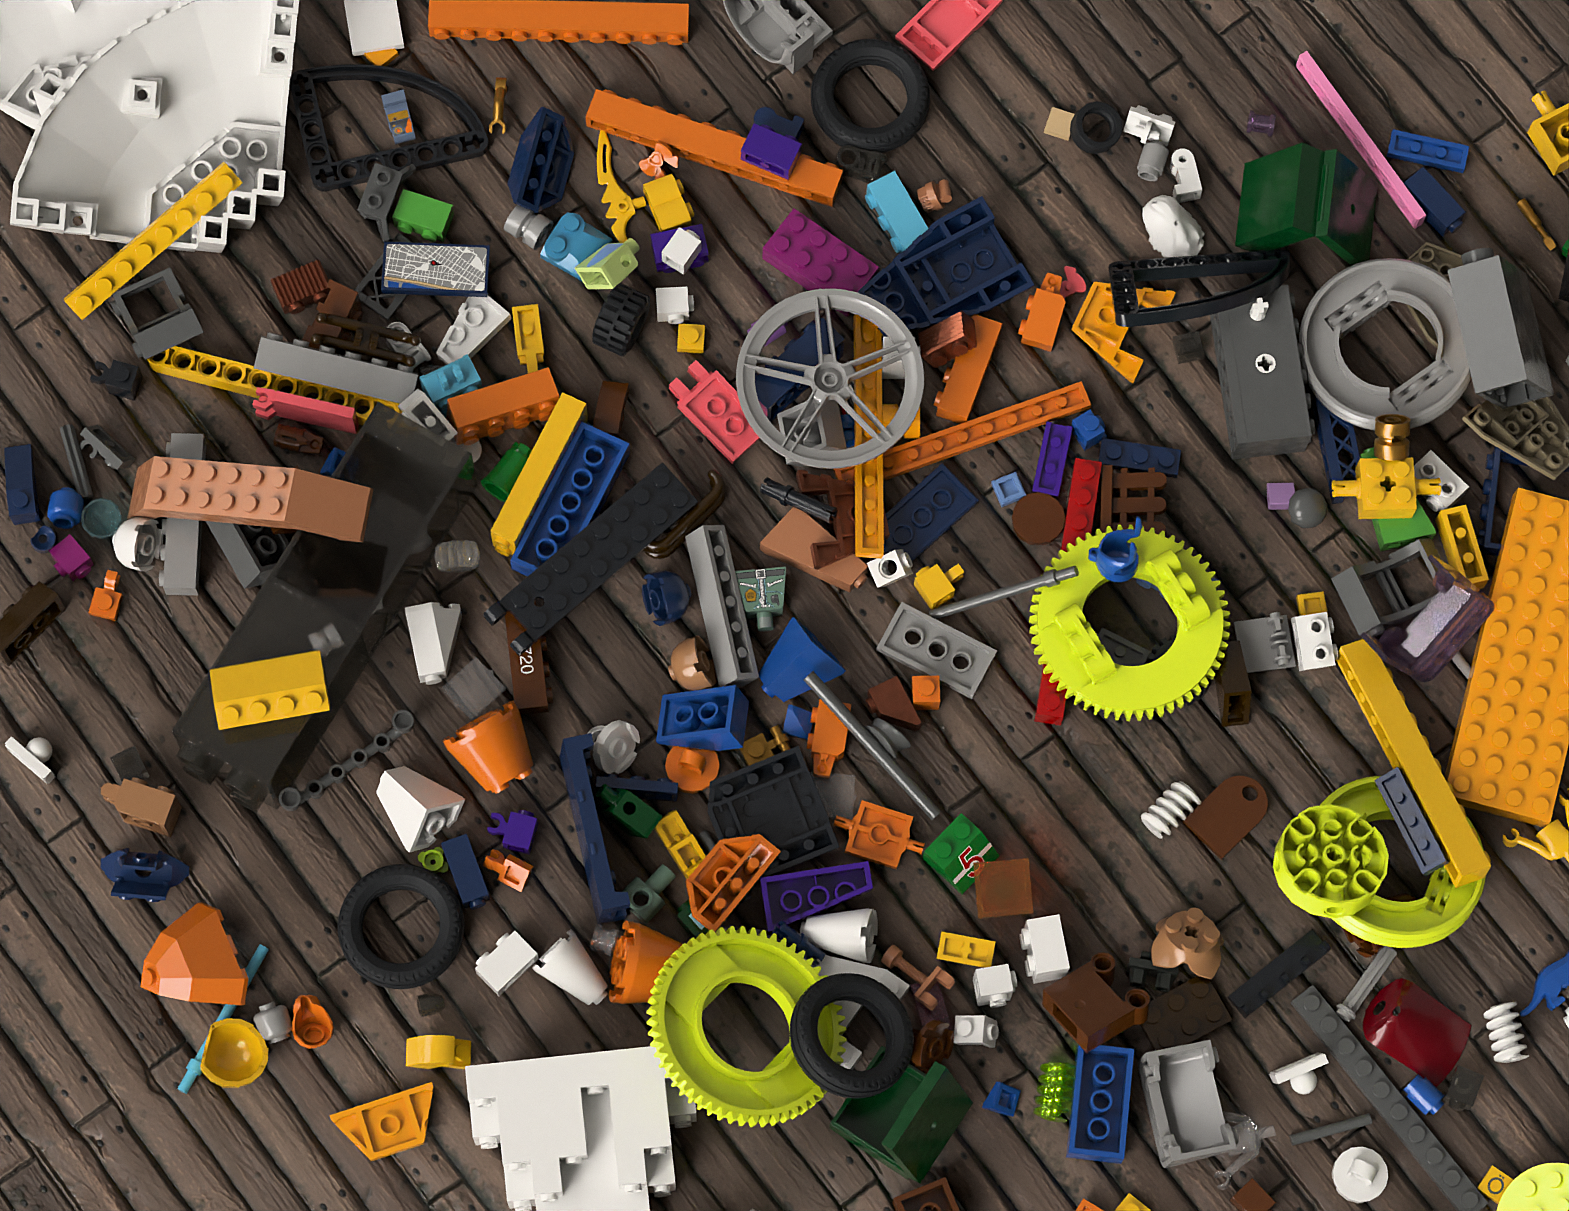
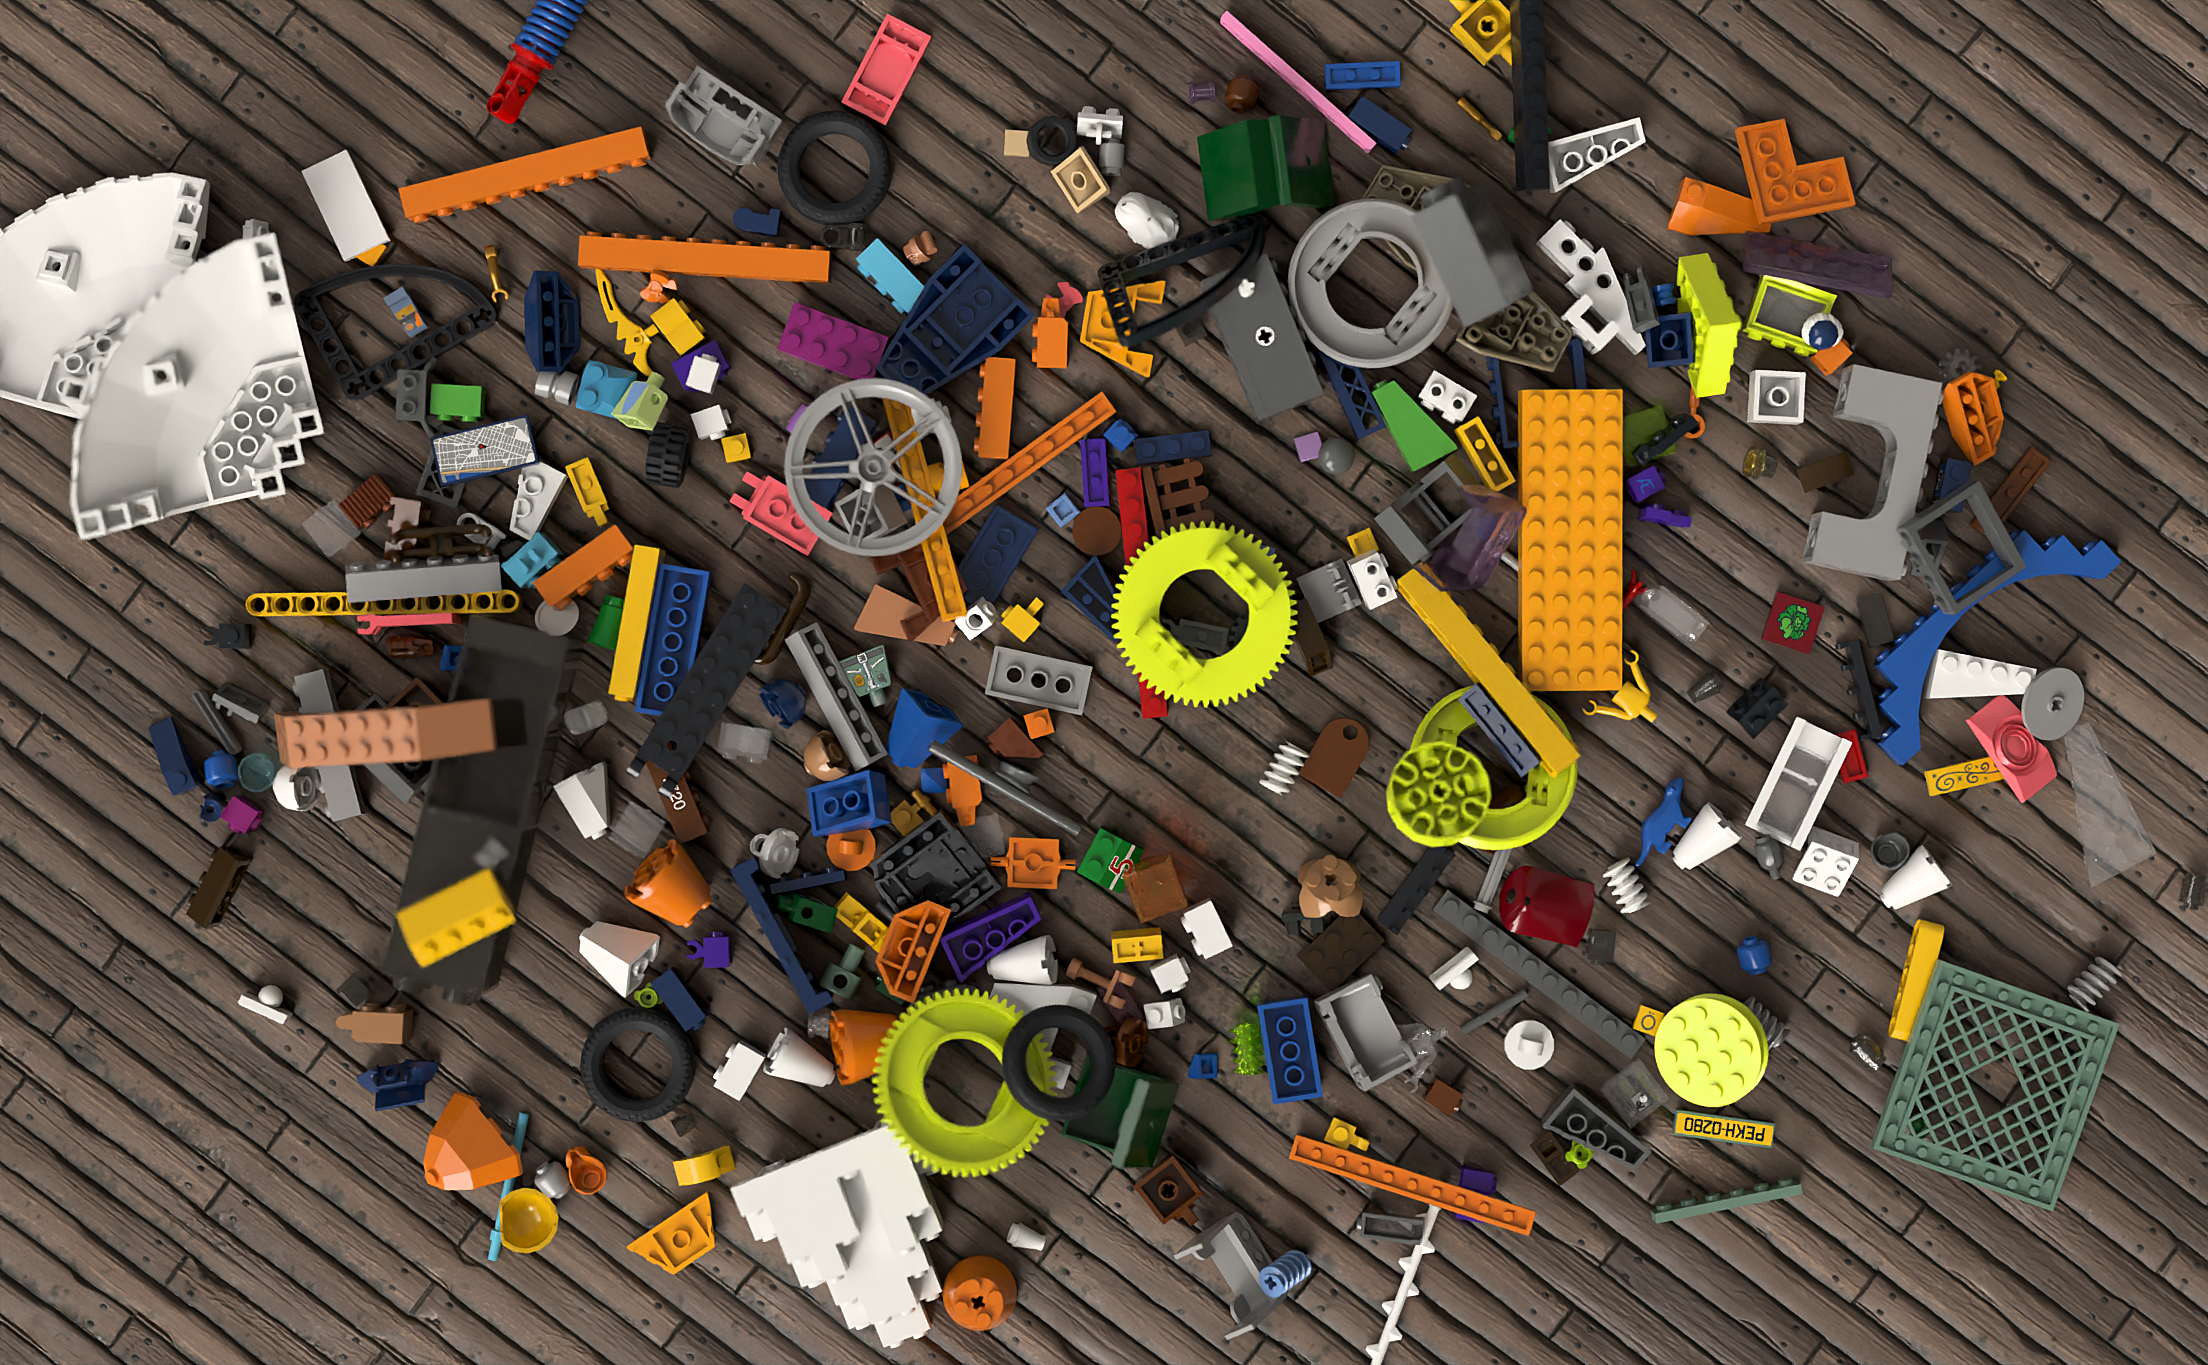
camera: 10 degrees left, 15 degrees up
(107, 601) = (286, 844): orange plate -> none
(152, 240) = (218, 501): yellow plate -> none
(164, 331) = (258, 583): dark grey window -> none
(255, 305) = (331, 528): none -> clear piece
(291, 799) = (507, 981): dark grey bar -> none
(424, 412) = (520, 603): white brick -> none
(512, 870) = (719, 986): orange plate -> none
(610, 407) = (682, 537): reddish brown slope -> none
(613, 628) = (745, 741): none -> clear brick
(771, 150) = (758, 254): dark purple brick -> none
(789, 496) = (876, 581): black pin -> none
(801, 942) = (989, 984): dark blue pin -> none
(948, 339) = (970, 390): copper brick -> none
(1015, 566) = (1094, 597): none -> dark blue wedge
(1049, 579) = (1121, 600): dark grey bar -> none
(1090, 1008) = (1257, 970): reddish brown piece -> none
(1115, 556) = (1177, 563): blue hair -> none
(1116, 173) = (1080, 180): none -> tan slope
(1187, 177) = (1143, 157): white leg -> none
(1301, 130) = (1242, 94): none -> reddish brown head
(1373, 498) = (1410, 407): yellow brick -> none
(1392, 435) = (1397, 377): pearl gold wheel -> none
(1424, 1095) = (1568, 961): blue brick -> none

